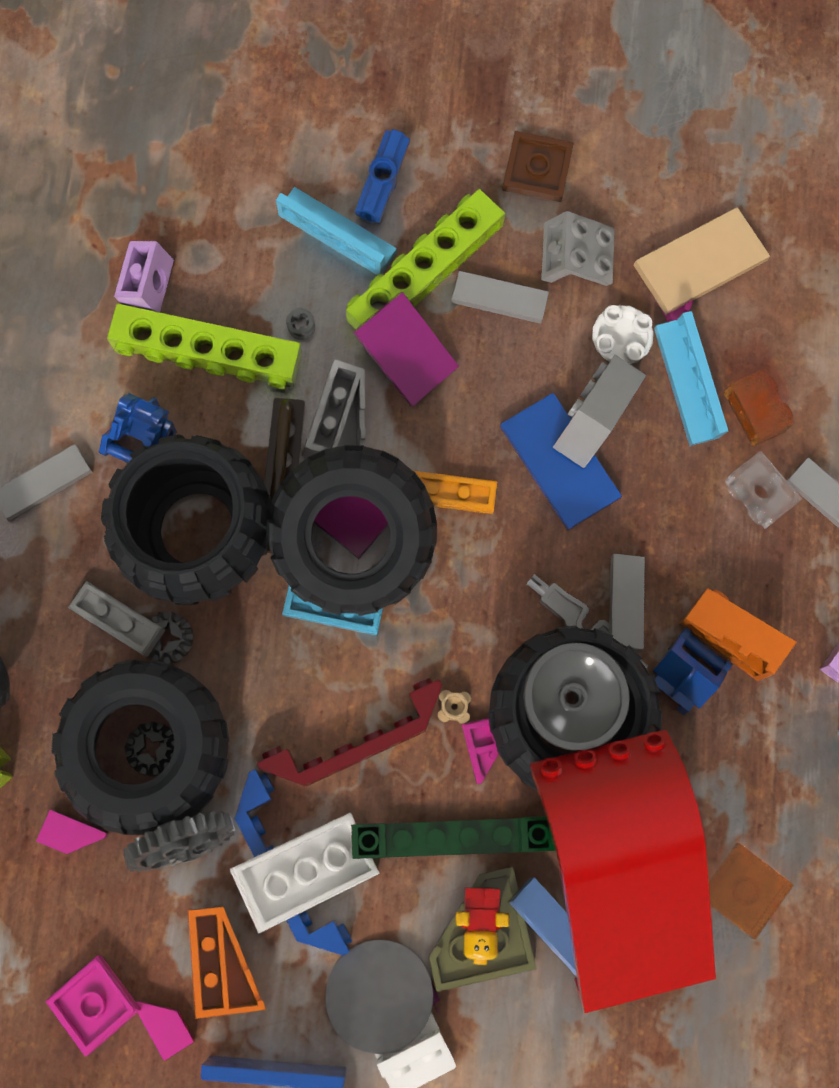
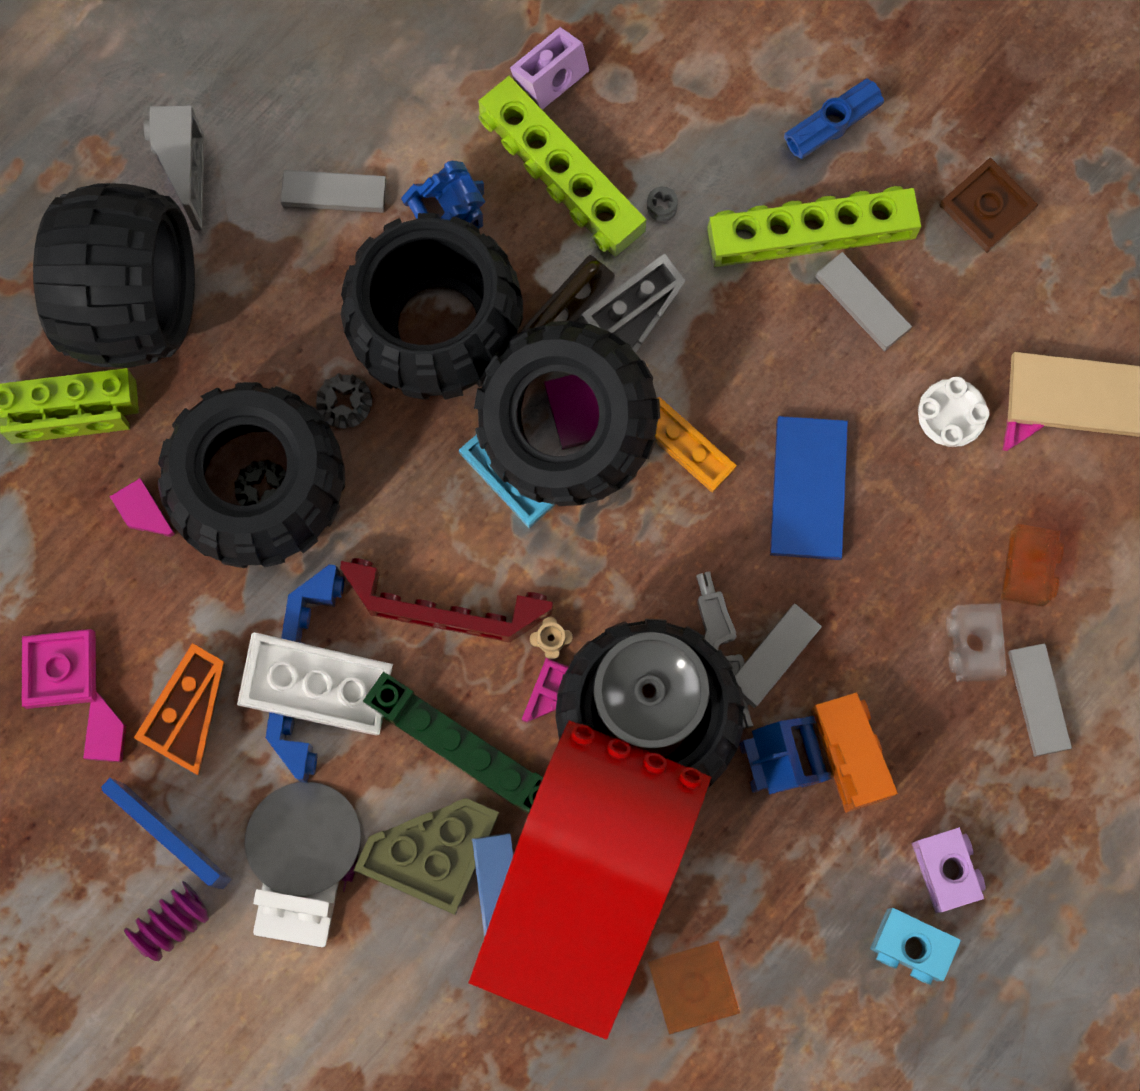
camera: 40 degrees right, 0 degrees up
(116, 619) = (312, 354): light grey tile -> none
(179, 841) = (226, 578): dark grey gear -> none
(336, 231) = (755, 140): medium azure fence -> none
(405, 349) = (739, 289): magenta tile -> none
(481, 920) = (437, 835): piece -> none
(577, 248) = (969, 306): light grey bracket -> none
(599, 411) = (876, 462): light grey wedge -> none
(691, 379) = (983, 496): medium azure fence -> none

